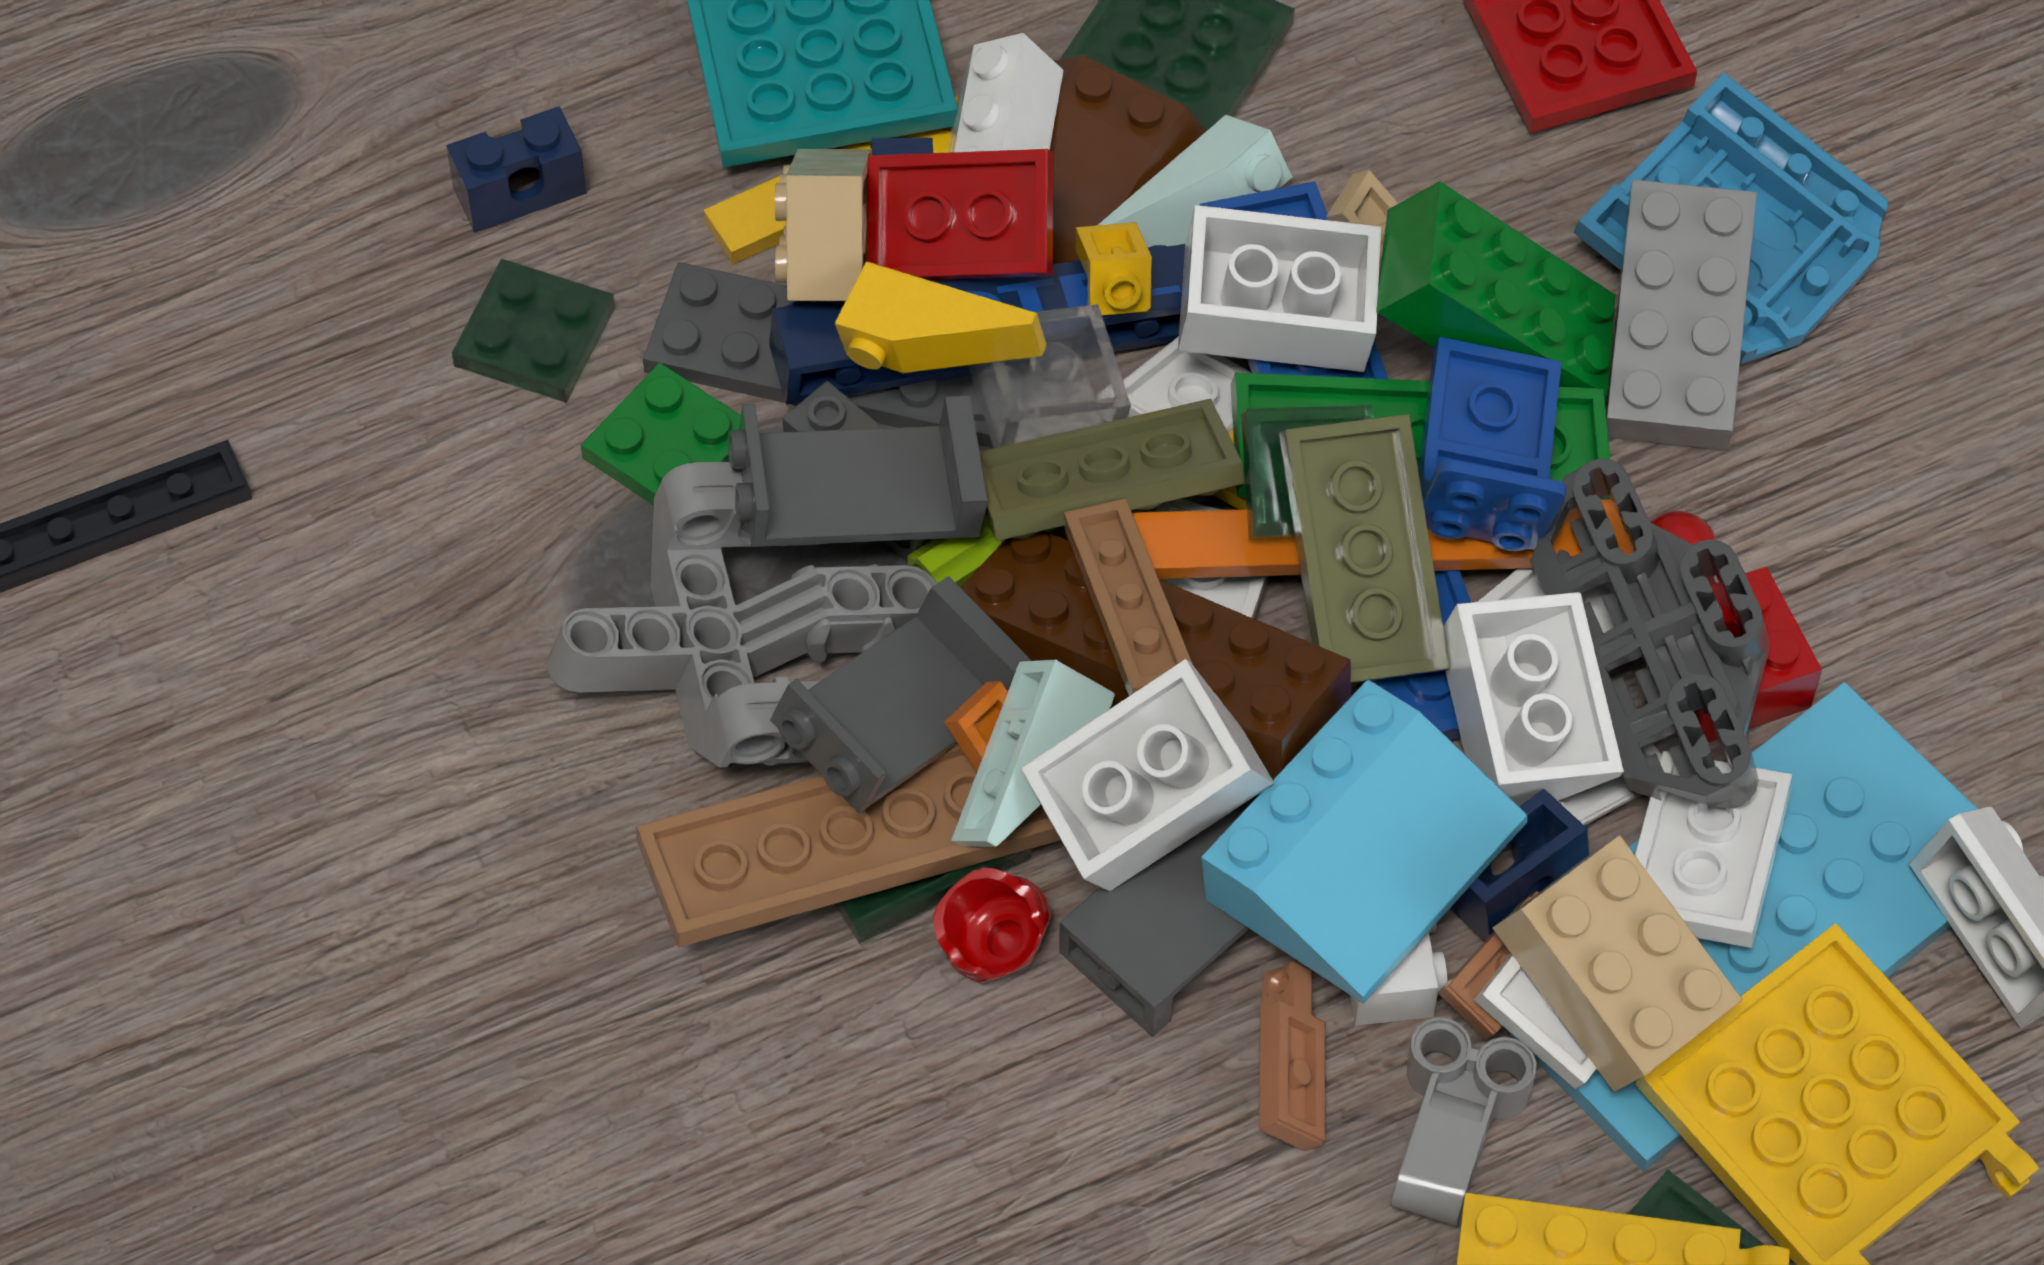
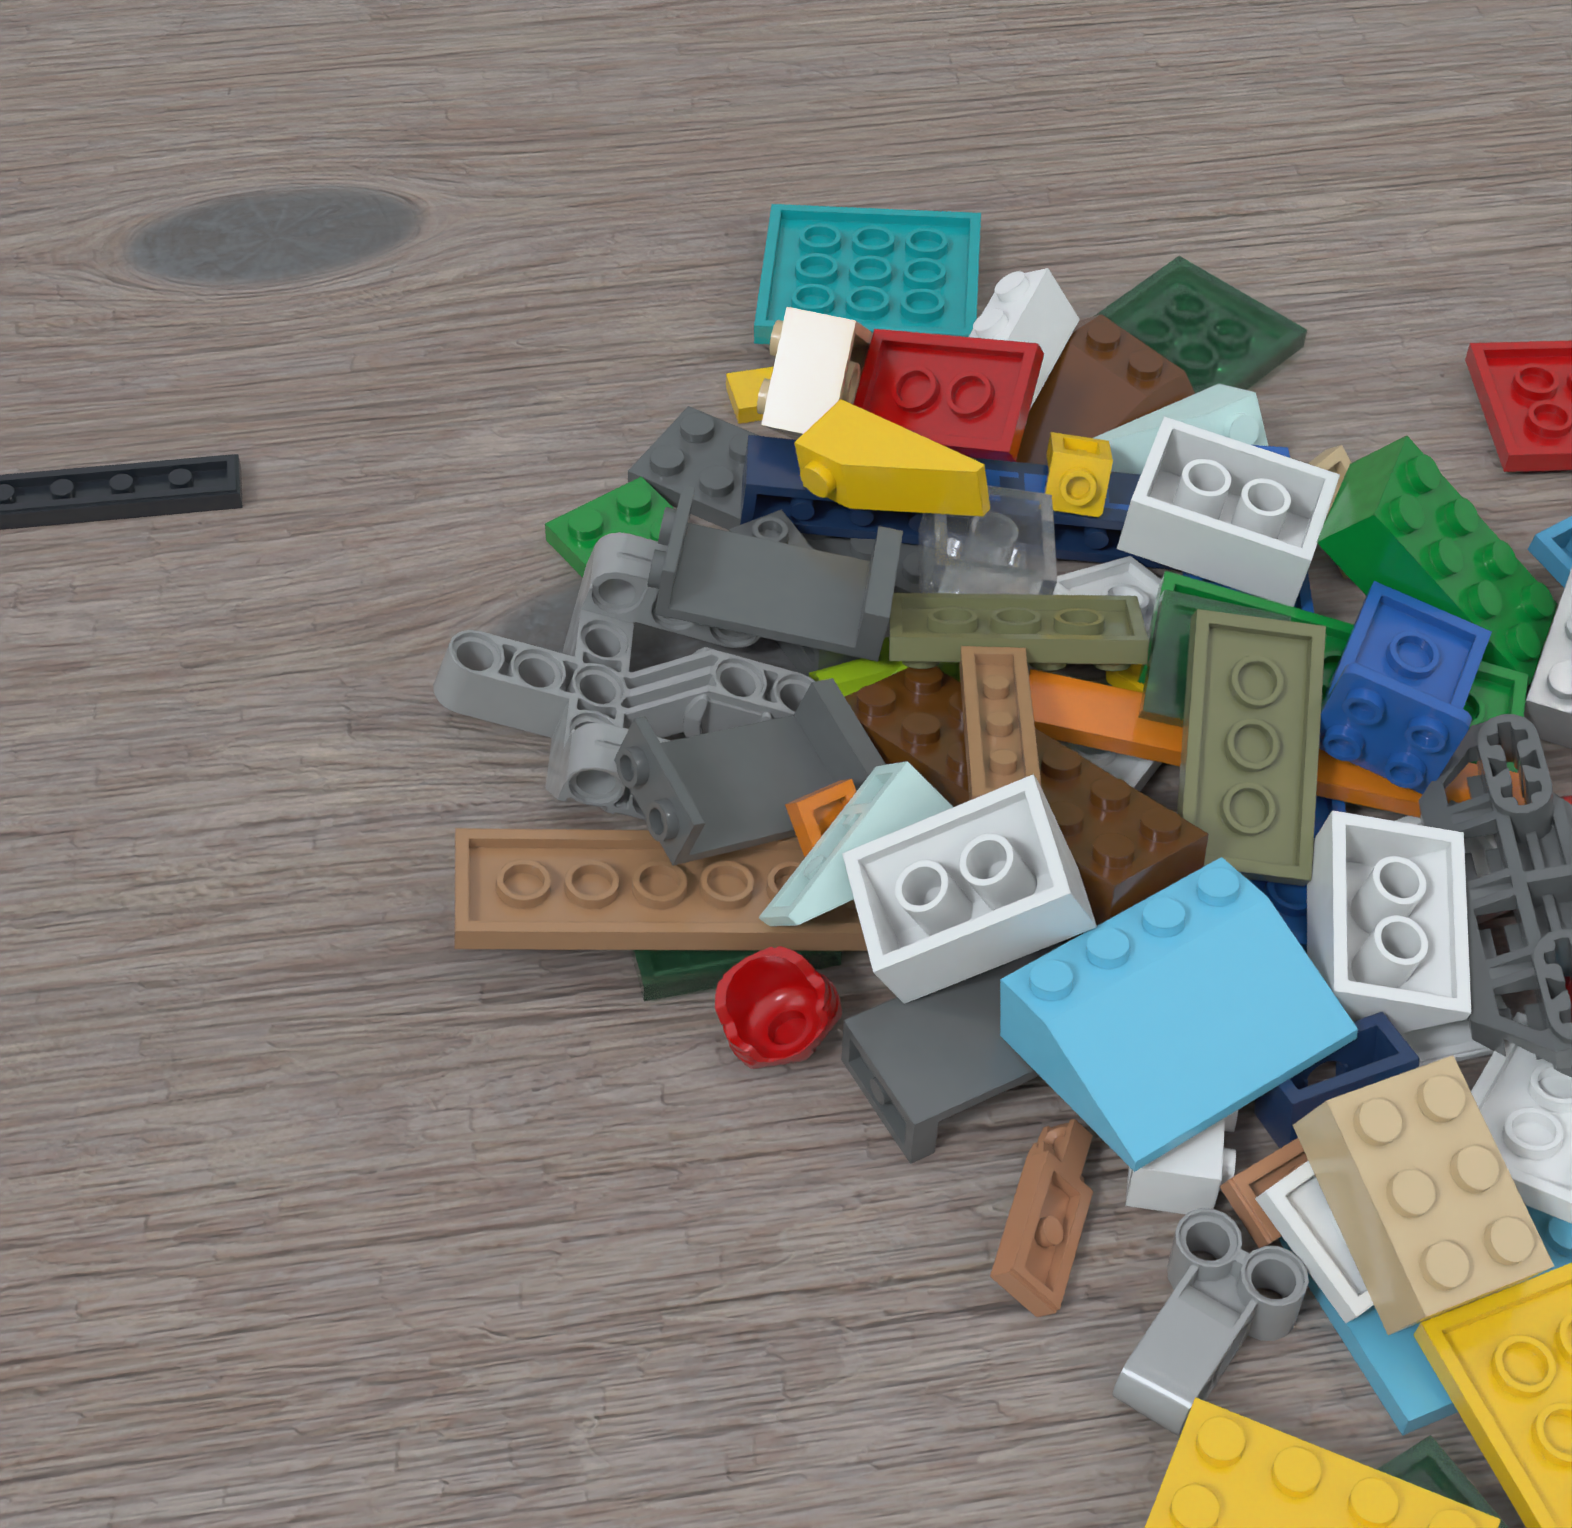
camera: 15 degrees right, 10 degrees down
(485, 163) = (555, 297): dark blue brick -> none
(533, 330) = (541, 432): clear green plate -> none

